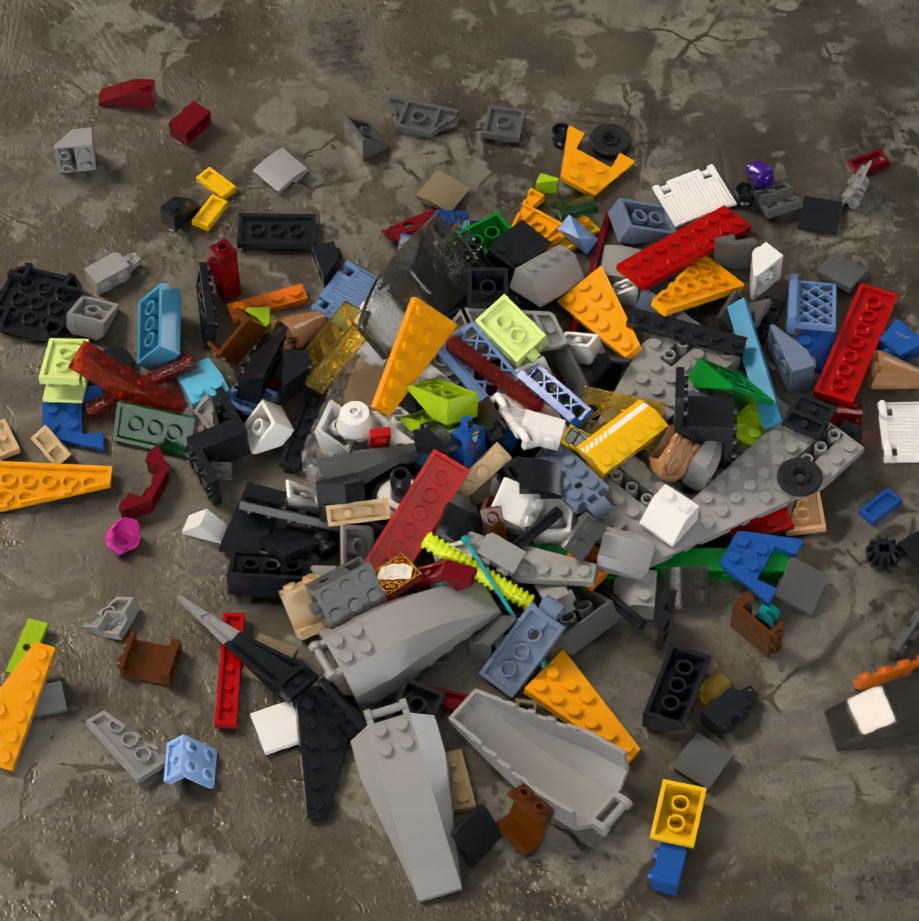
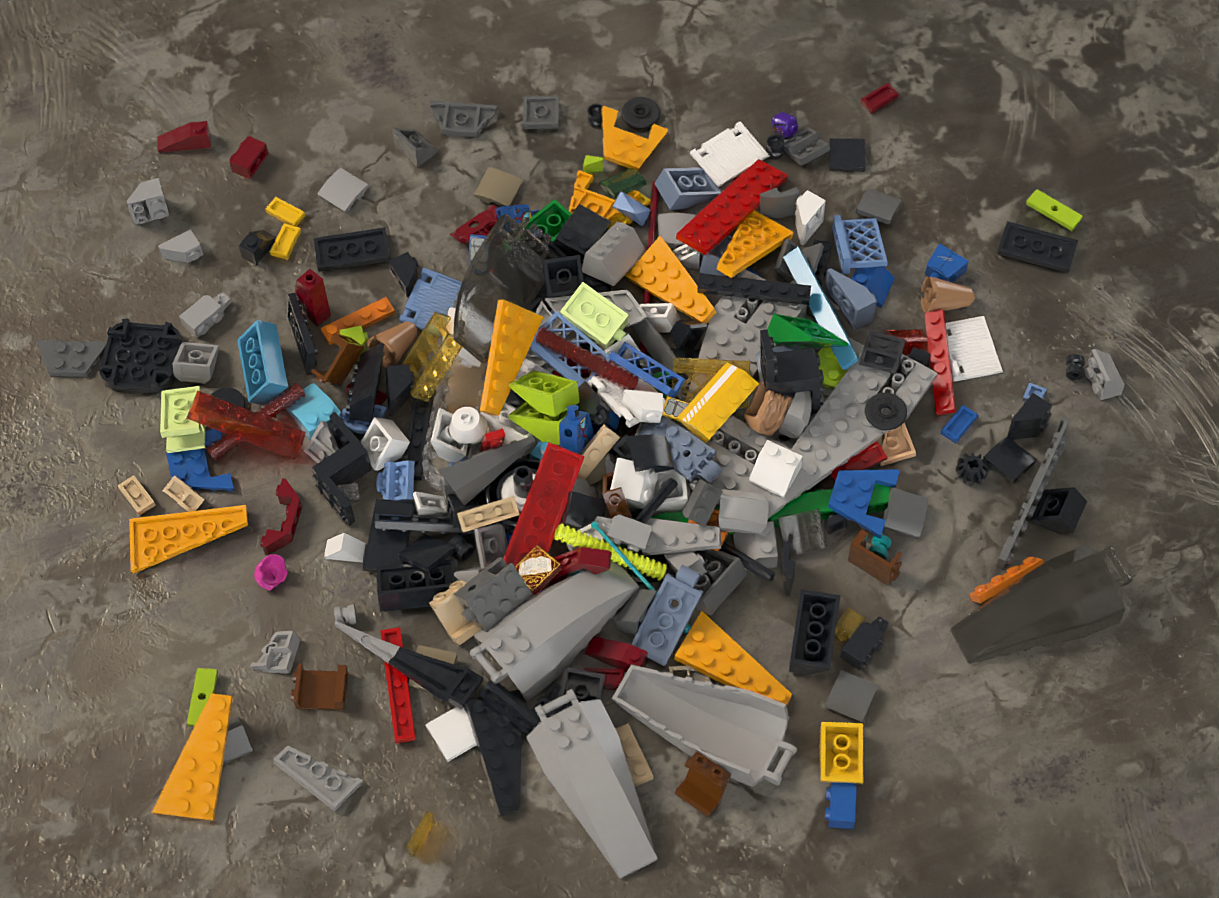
camera: 10 degrees left, 5 degrees up
(101, 202) = (181, 248): none -> light grey slope
(153, 426) = (277, 461): plate -> none
(190, 760) = (379, 781): light blue bracket -> none
(191, 592) = (346, 614): none -> light grey wheel
(221, 820) = (420, 834): none -> clear yellow tile
(272, 467) = (396, 481): none -> medium blue slope
(340, 489) = (468, 495): black slope -> none
(434, 437) = (545, 430): black slope -> none
(464, 676) = (617, 653): none -> dark red slope
(476, 834) = (660, 805): black slope -> none
(724, 584) = (834, 523): none -> black plate
(855, 345) = (906, 274): red plate -> none
(857, 186) = (874, 124): light grey hinge -> none
(872, 440) = (940, 362): none -> plate

